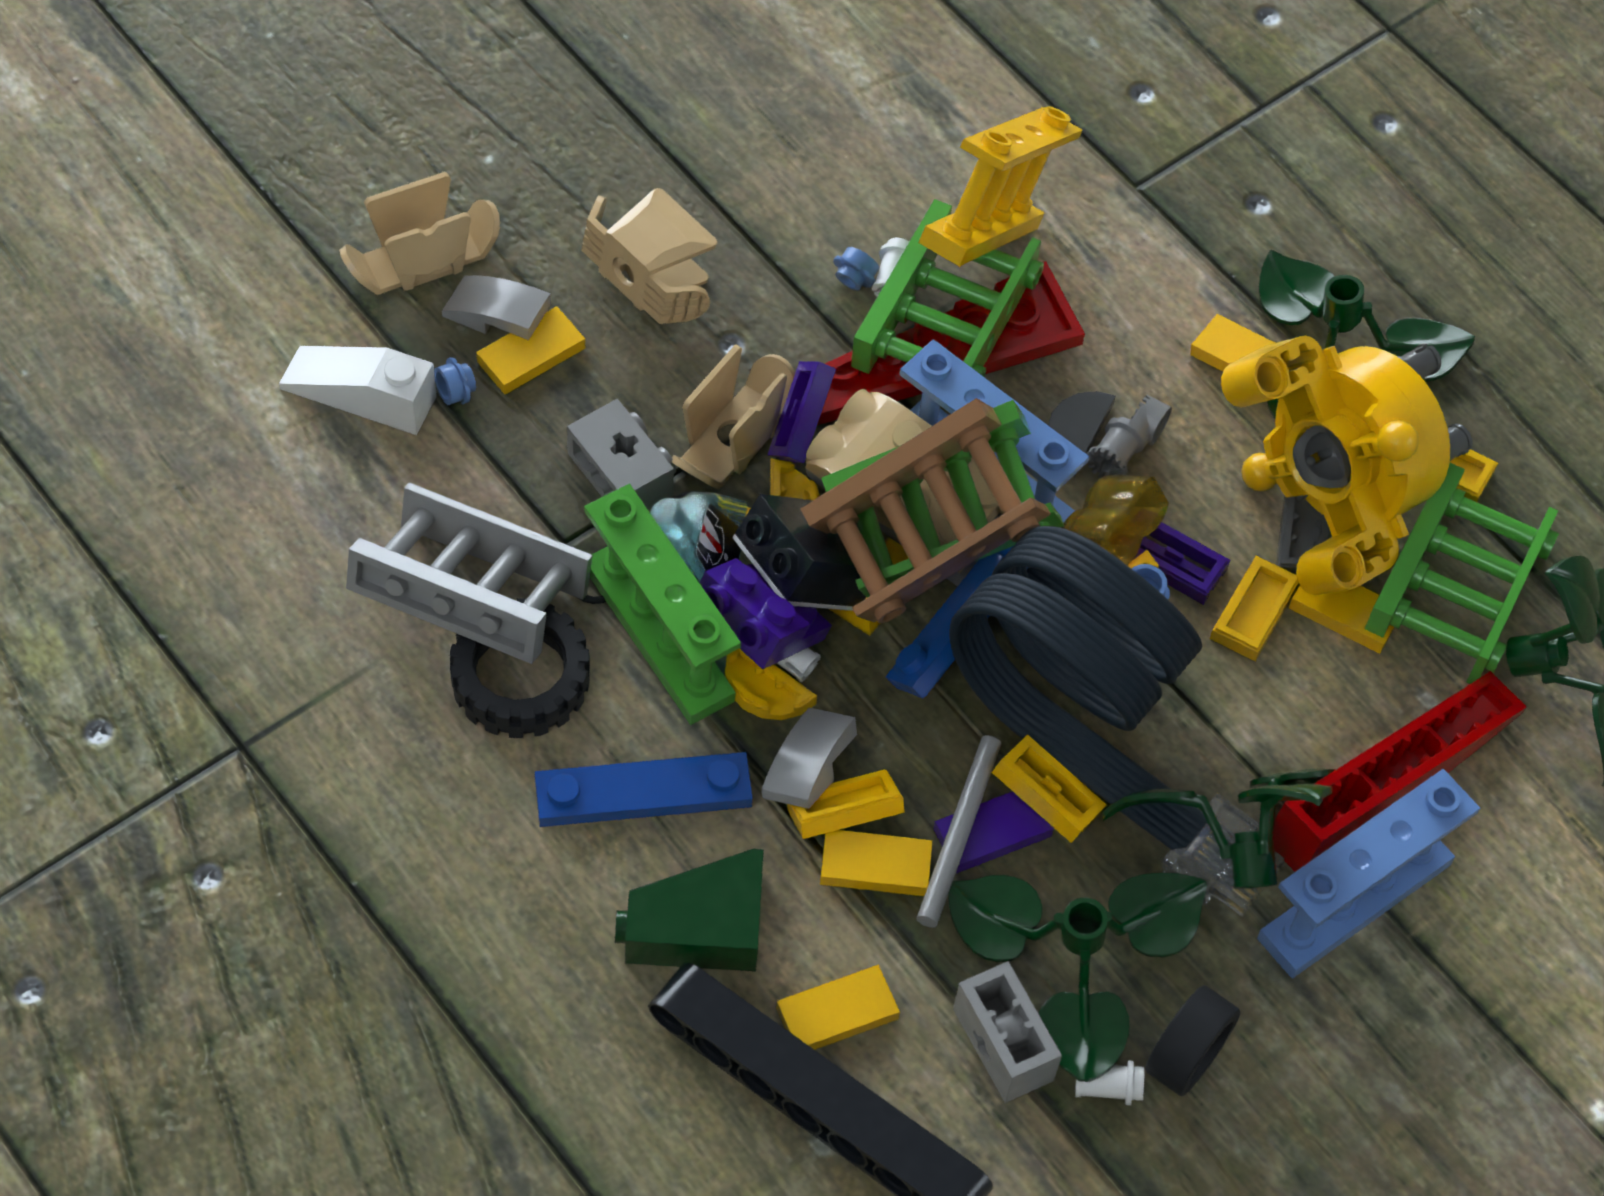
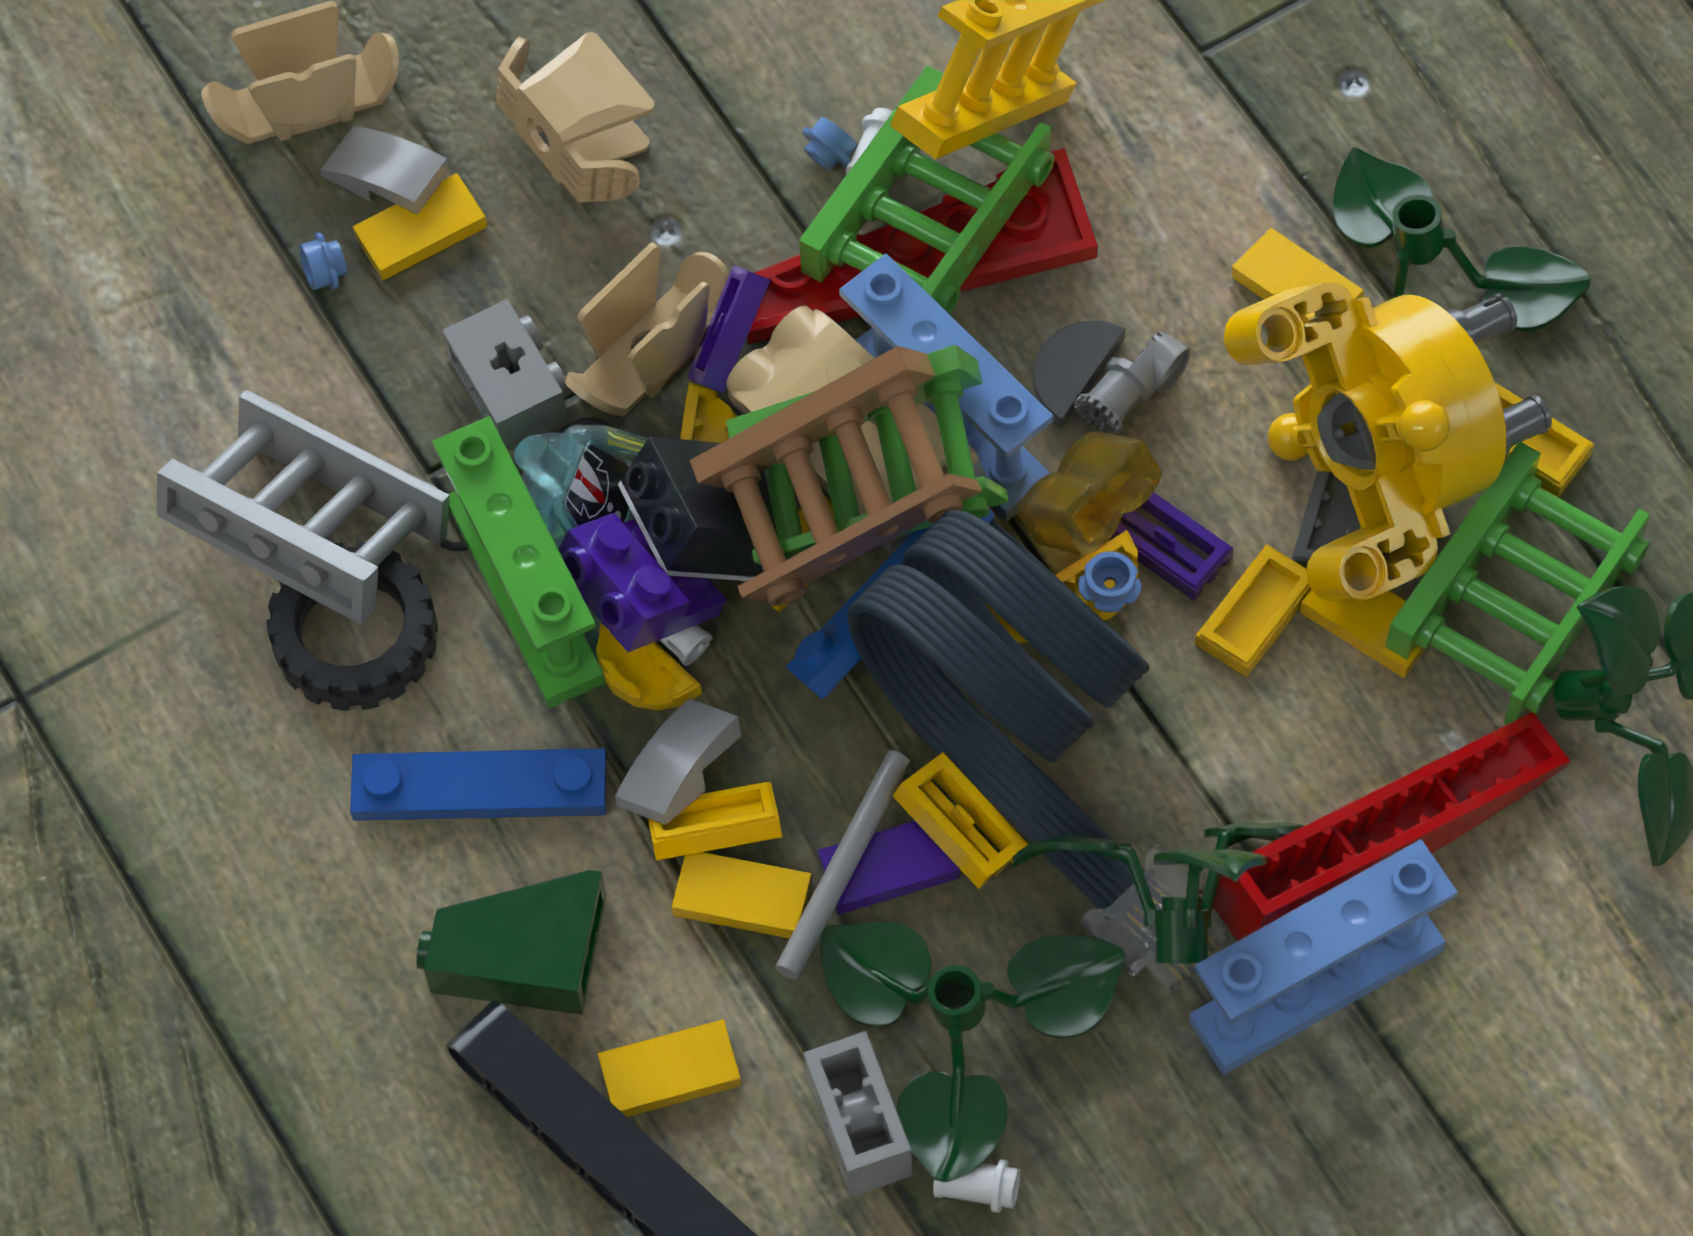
camera: 15 degrees right, 5 degrees up
(365, 382) = (215, 258): white slope -> none
(1192, 1040) = (1076, 1143): black tyre -> none

